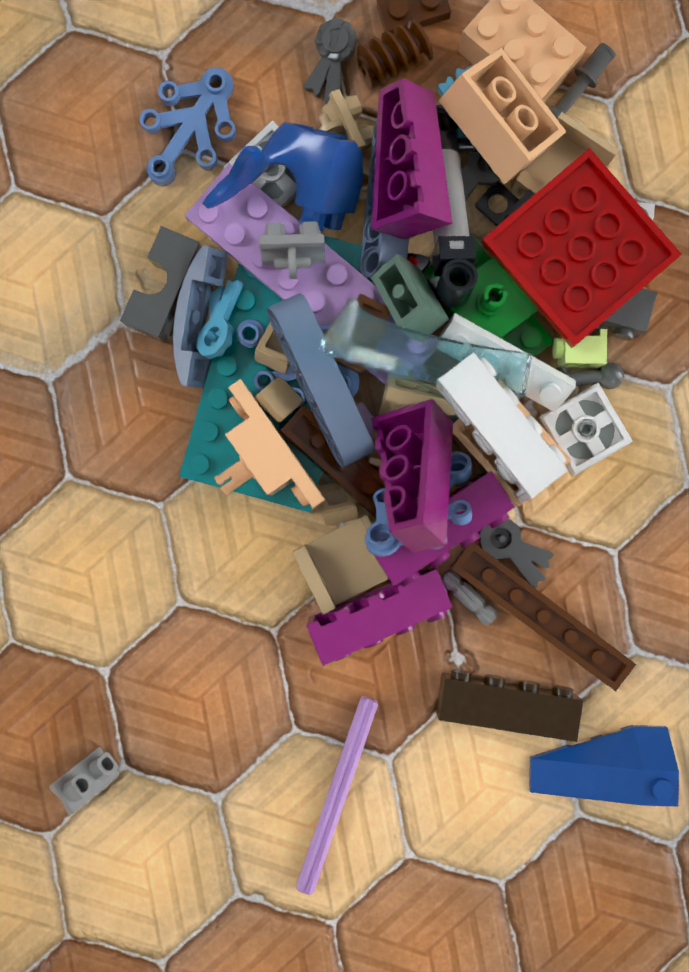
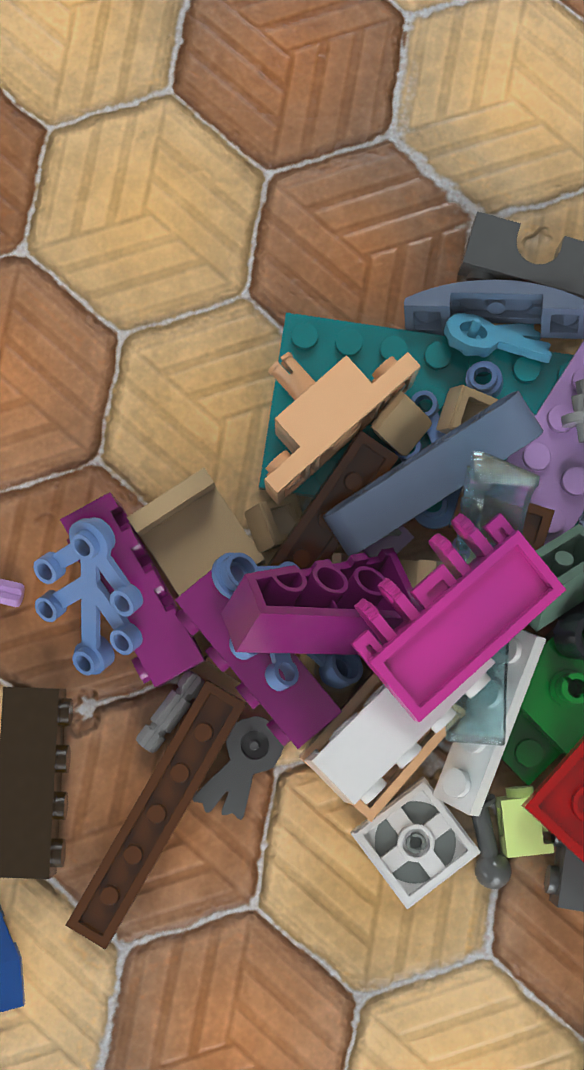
camera: 80 degrees right, 5 degrees down
(344, 643) = (92, 545): none -> medium blue plant
(439, 373) = (461, 617): none -> dark pink hinge

